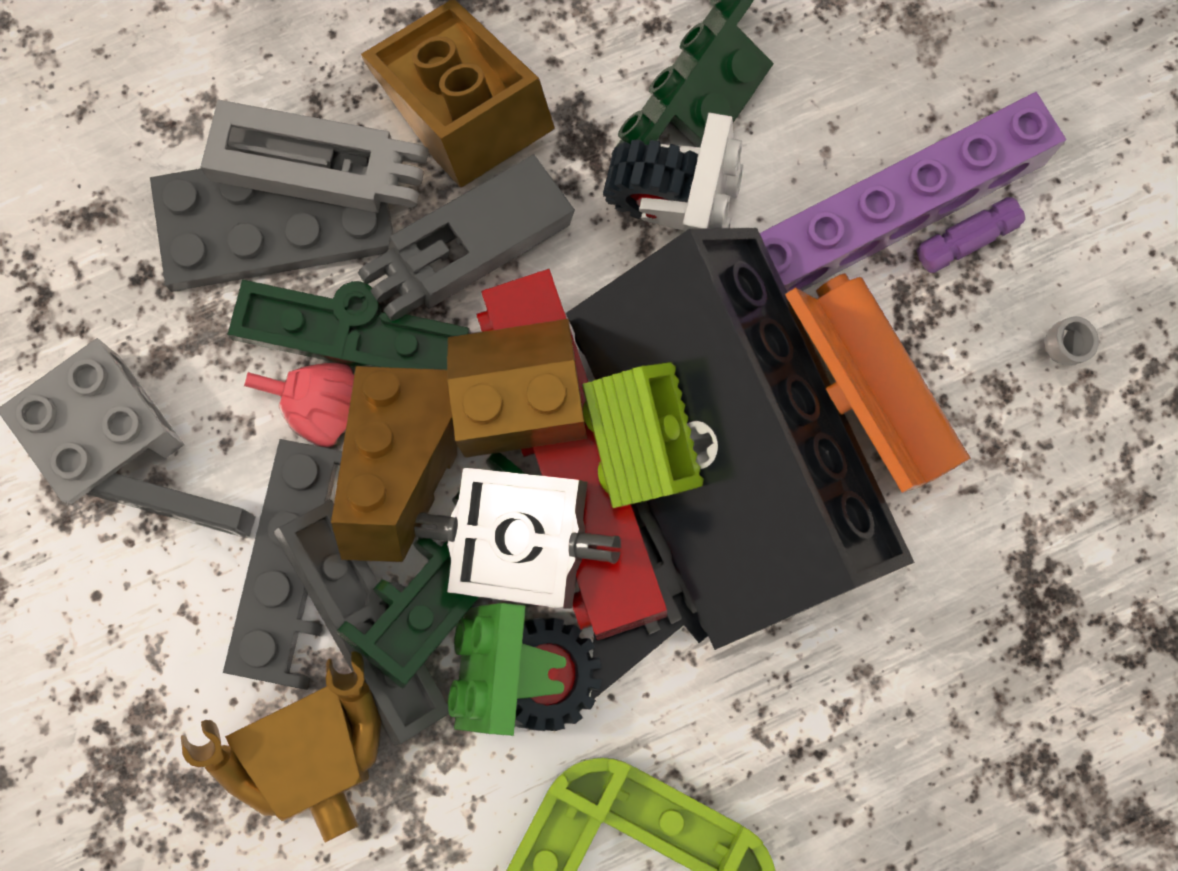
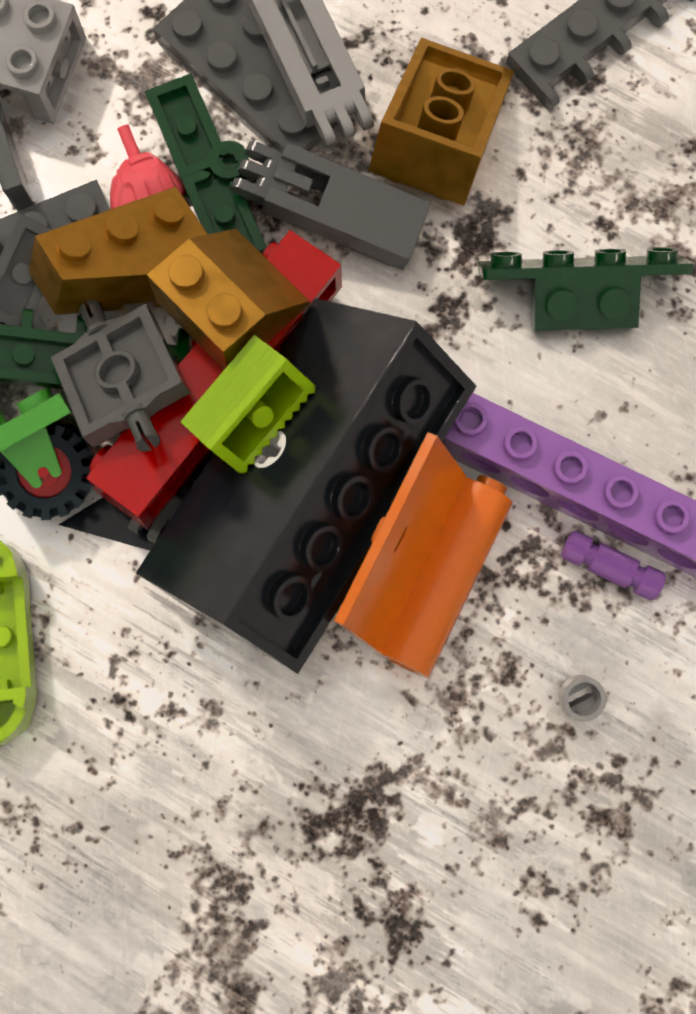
camera: 60 degrees right, 0 degrees up
(678, 183) = (480, 321): plate -> none

